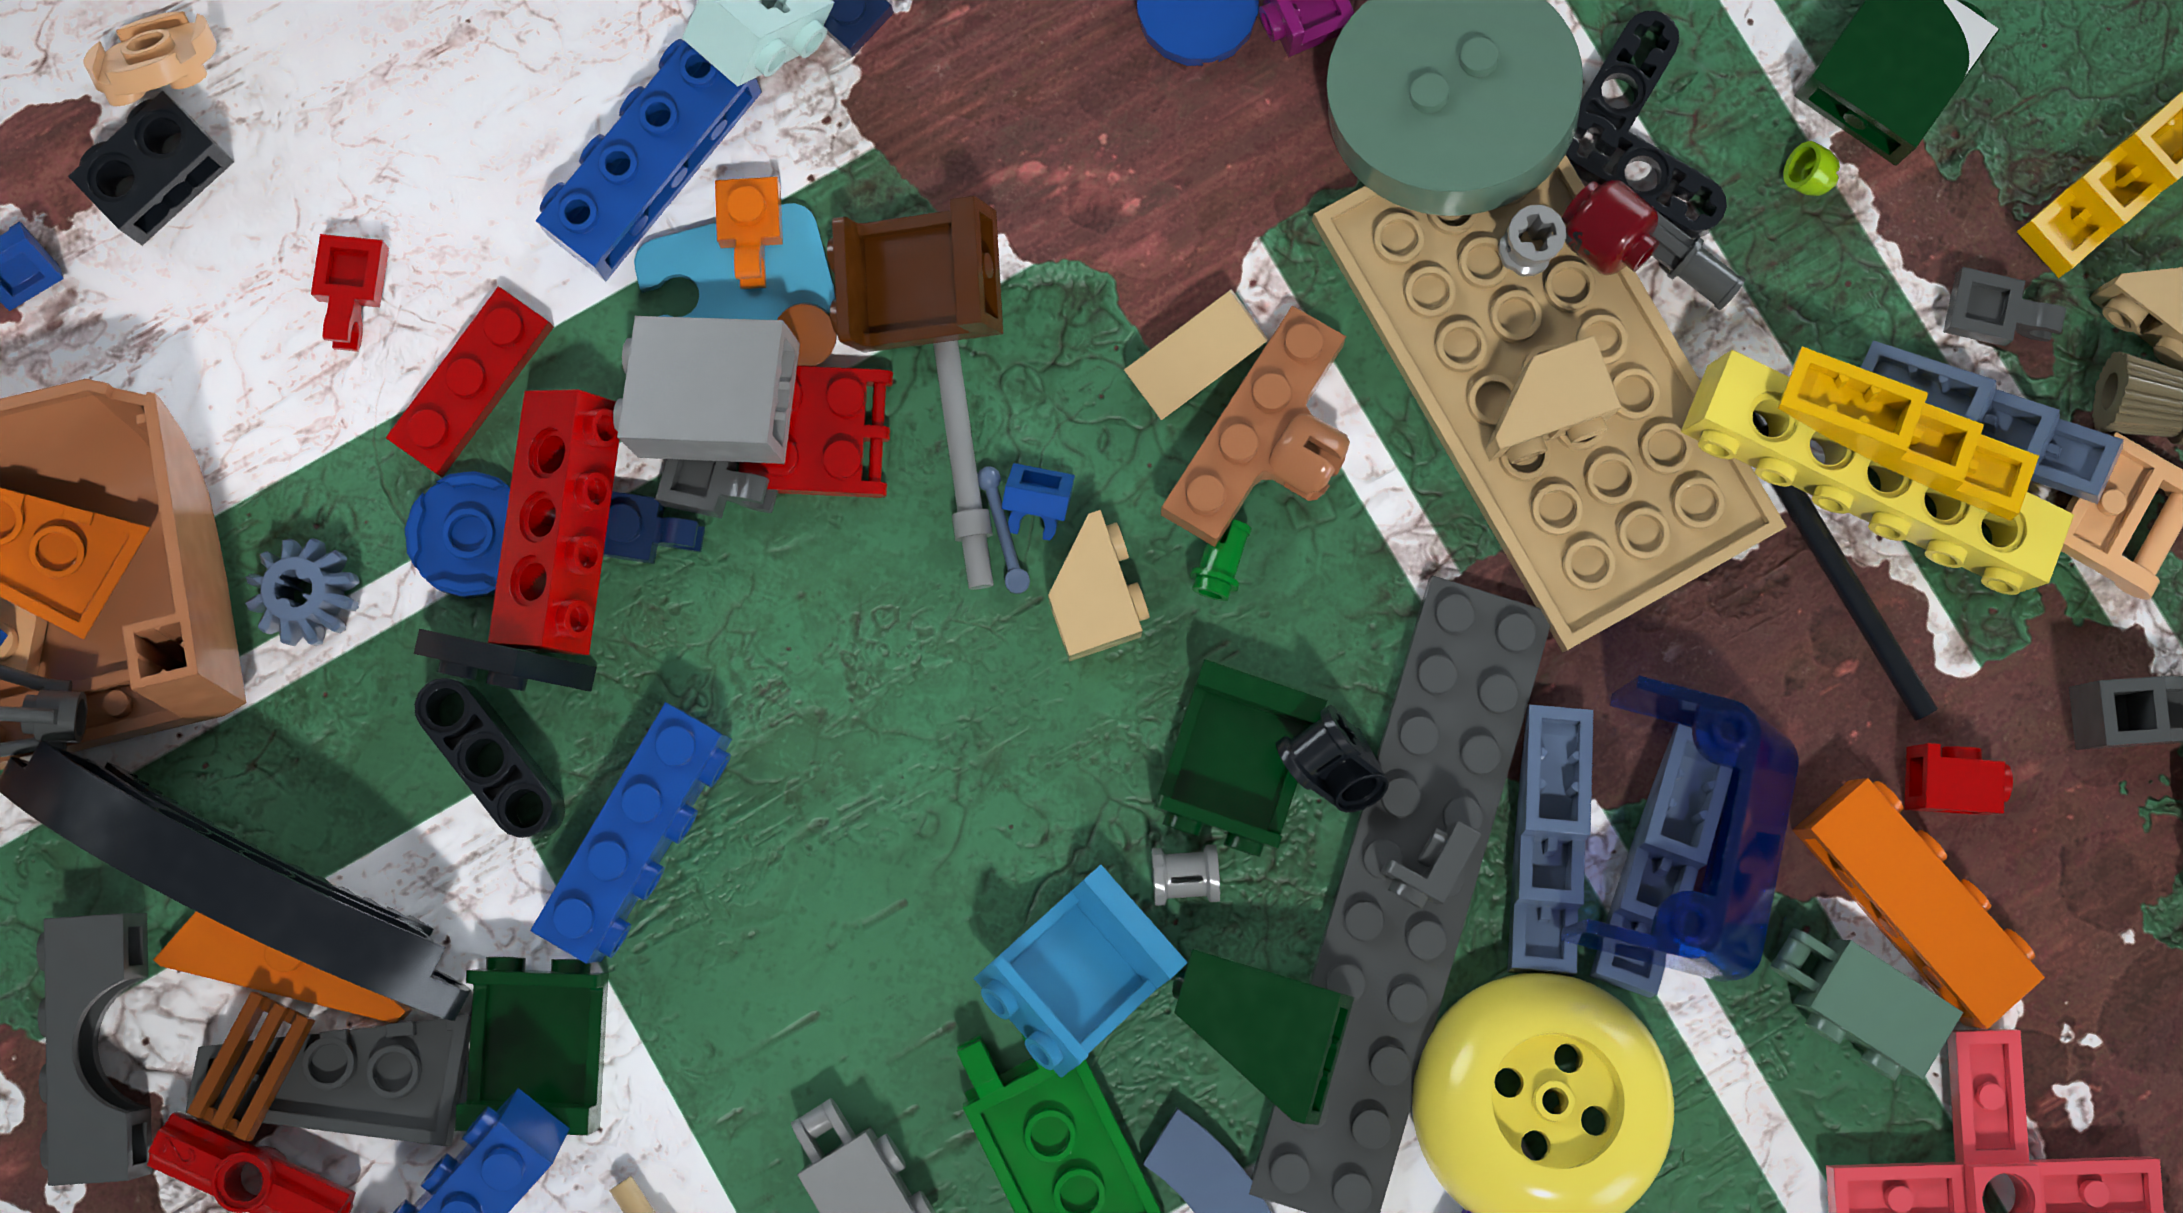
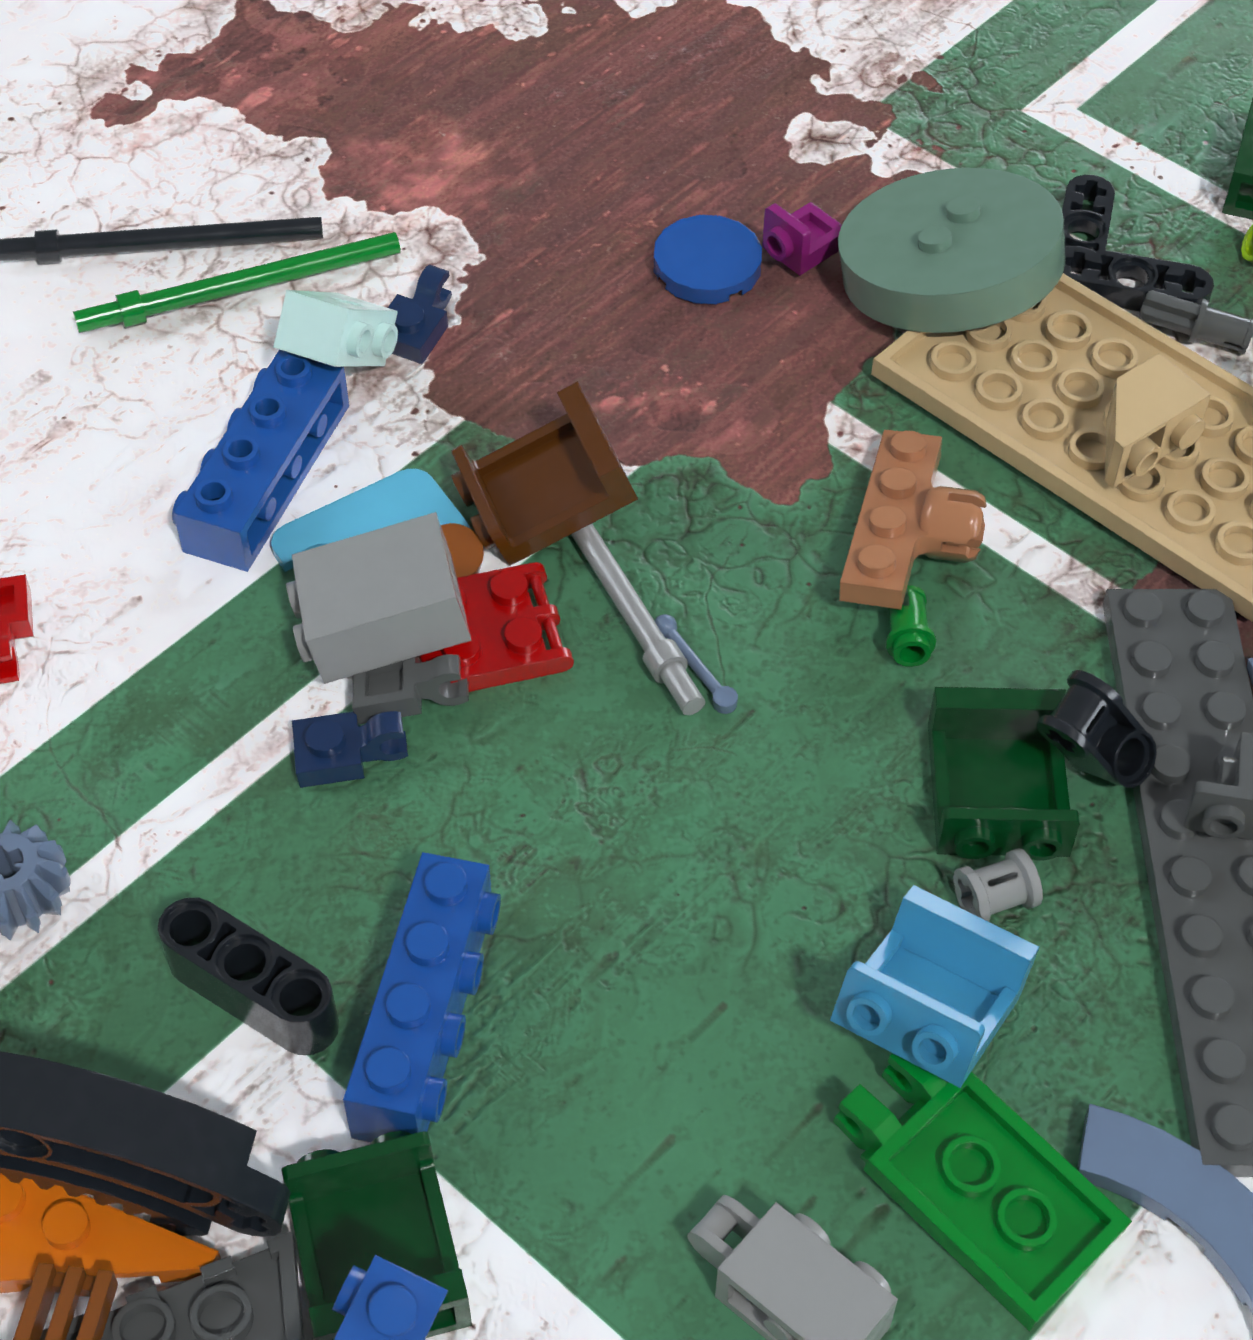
camera: 15 degrees left, 30 degrees down
(459, 533) = (171, 798): blue tile -> none
(470, 382) = (136, 675): red plate -> none
(506, 665) = (241, 875): black wing -> none
(555, 523) = (261, 750): red brick -> none
(749, 220) = (371, 483): orange plate -> none
(1039, 494) = (716, 616): blue tile -> none
(1091, 595) = (808, 681): tan slope -> none
(1196, 354) = (815, 482): tan slope -> none
(1267, 1028) = (1142, 982): dark green slope -> none
(1540, 223) = (1070, 309): light grey bush -> none
(1611, 227) = (1130, 295): dark red head -> none

